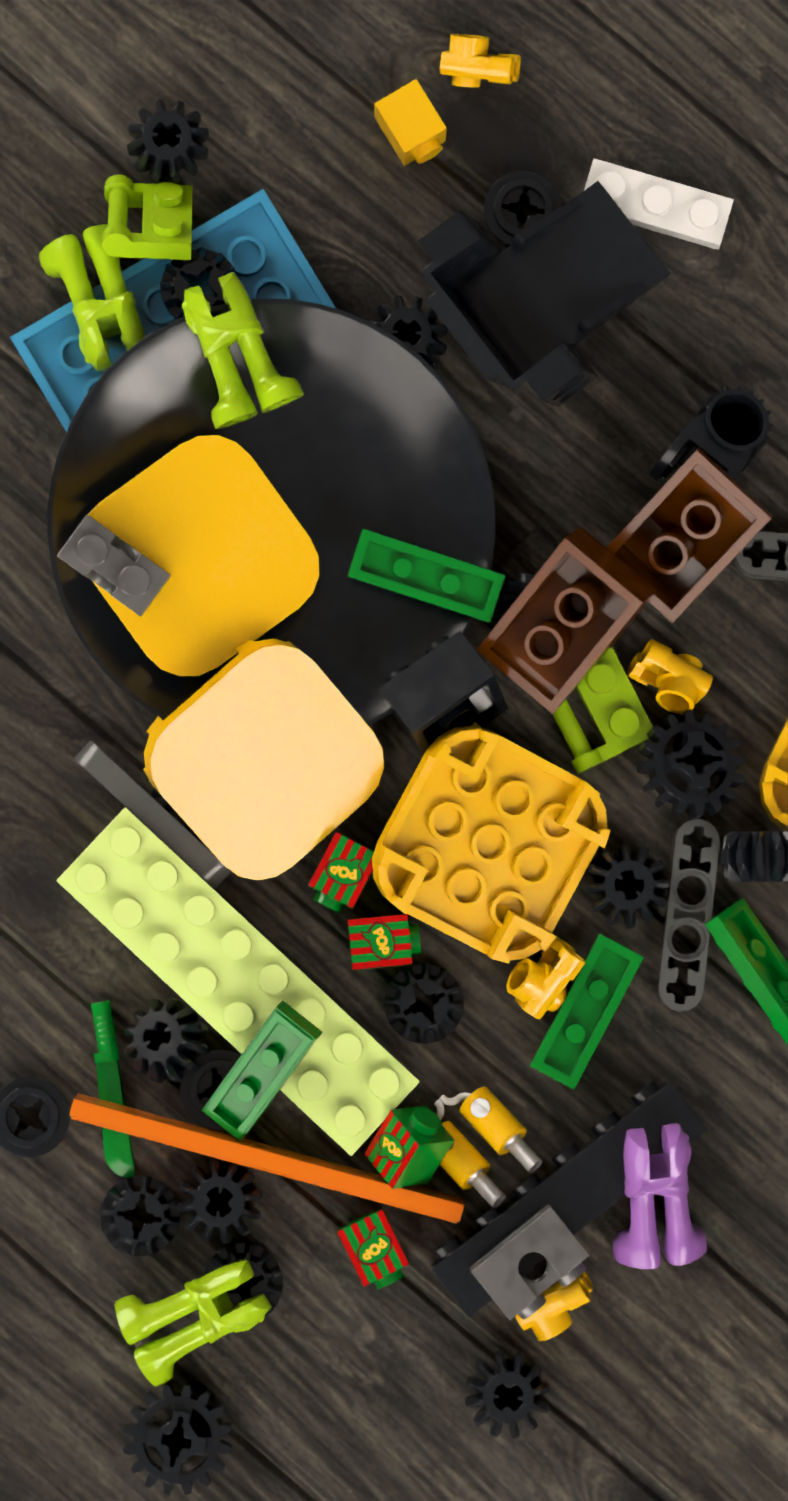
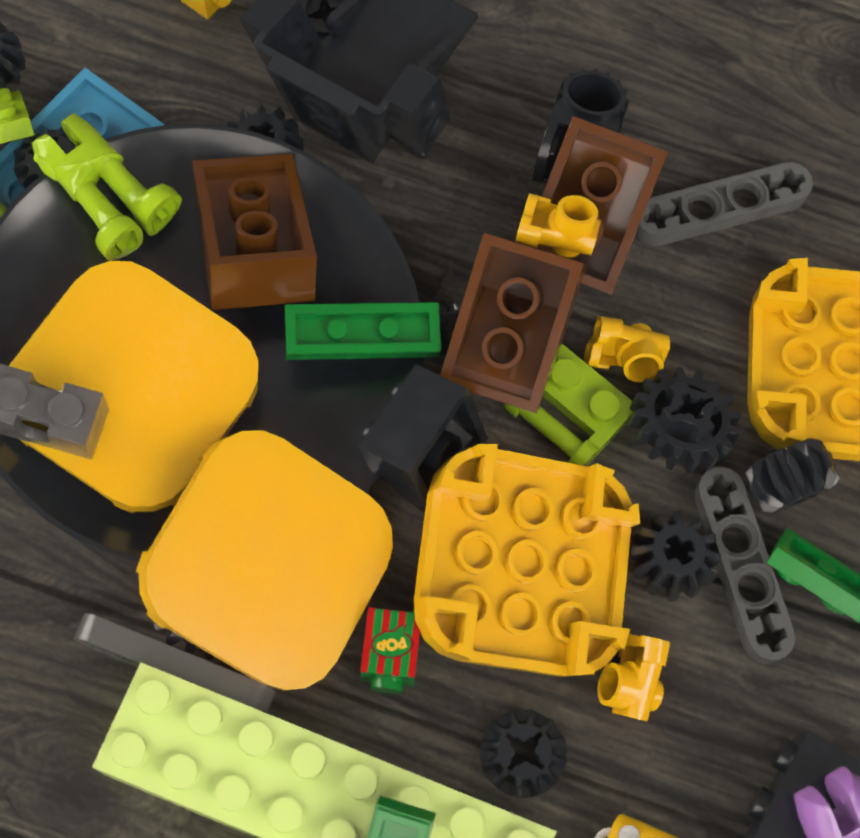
camera: 20 degrees left, 15 degrees down
(361, 443) = (254, 232): none -> reddish brown slope
(383, 941) = (457, 704): brick -> none
(586, 1011) = (689, 698): green plate -> none
(648, 552) = (565, 227): none -> yellow plate

